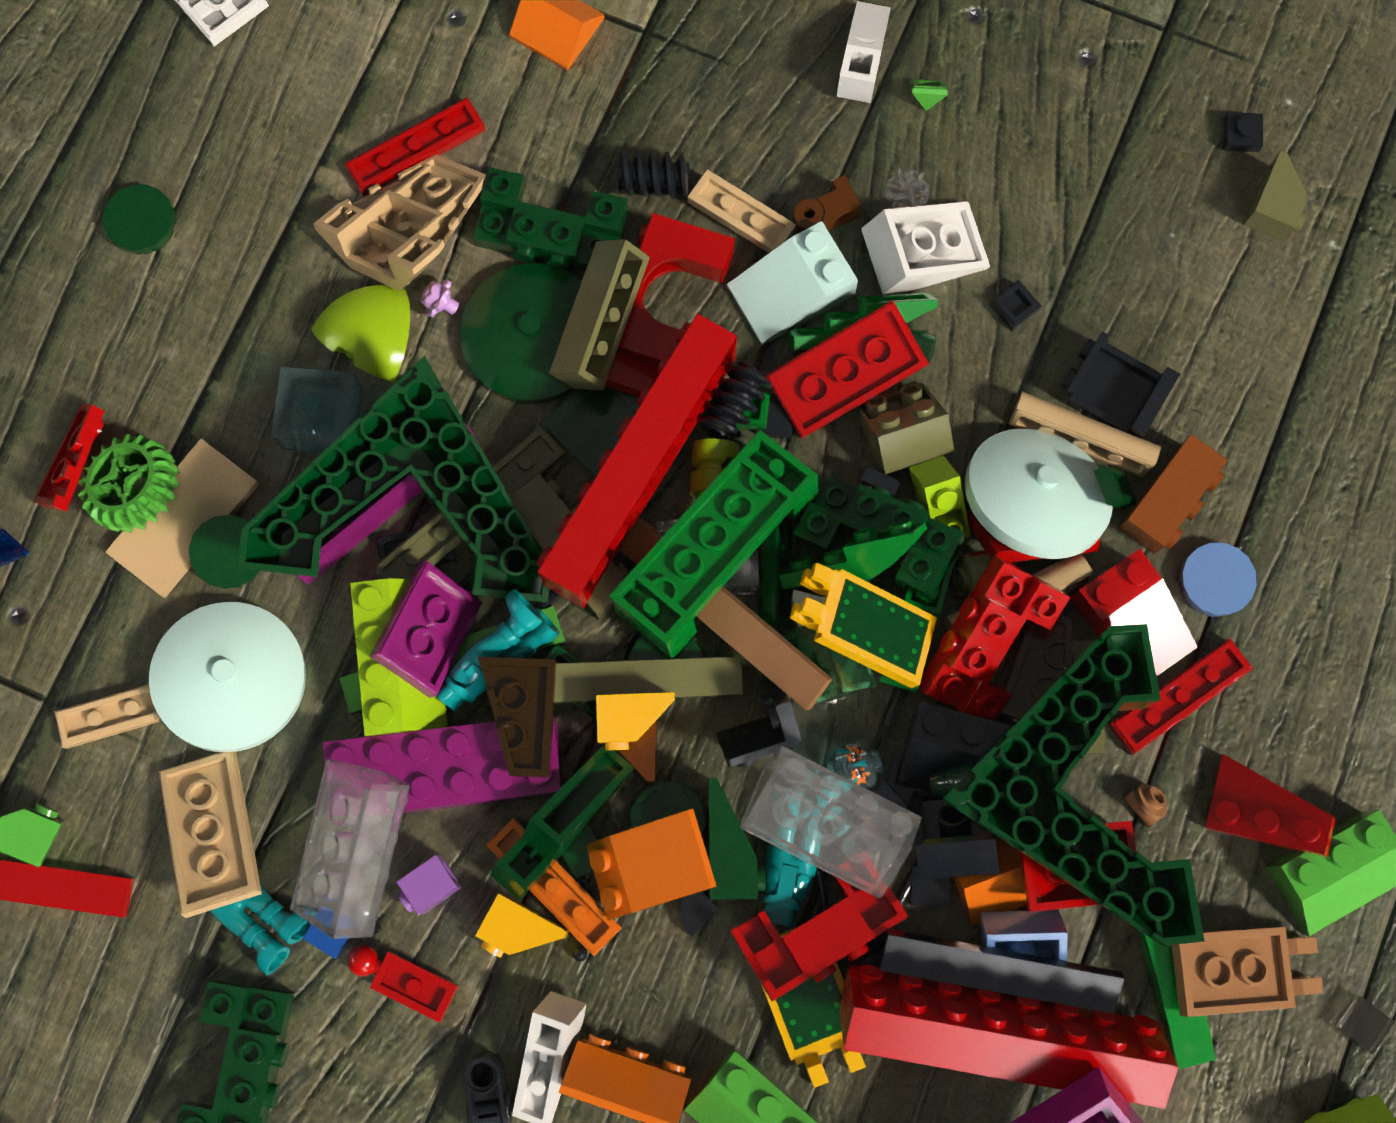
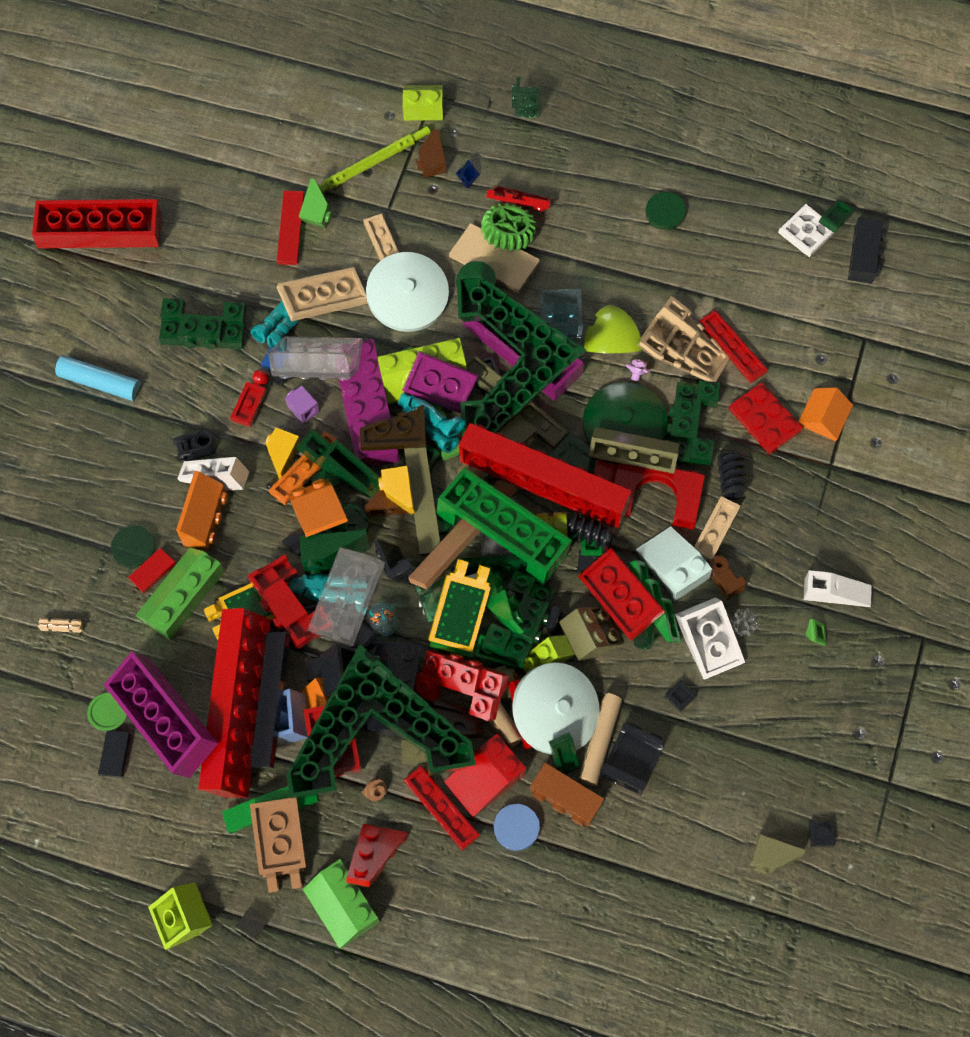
camera: 85 degrees right, 10 degrees down
(553, 114) = (765, 418): none -> red plate

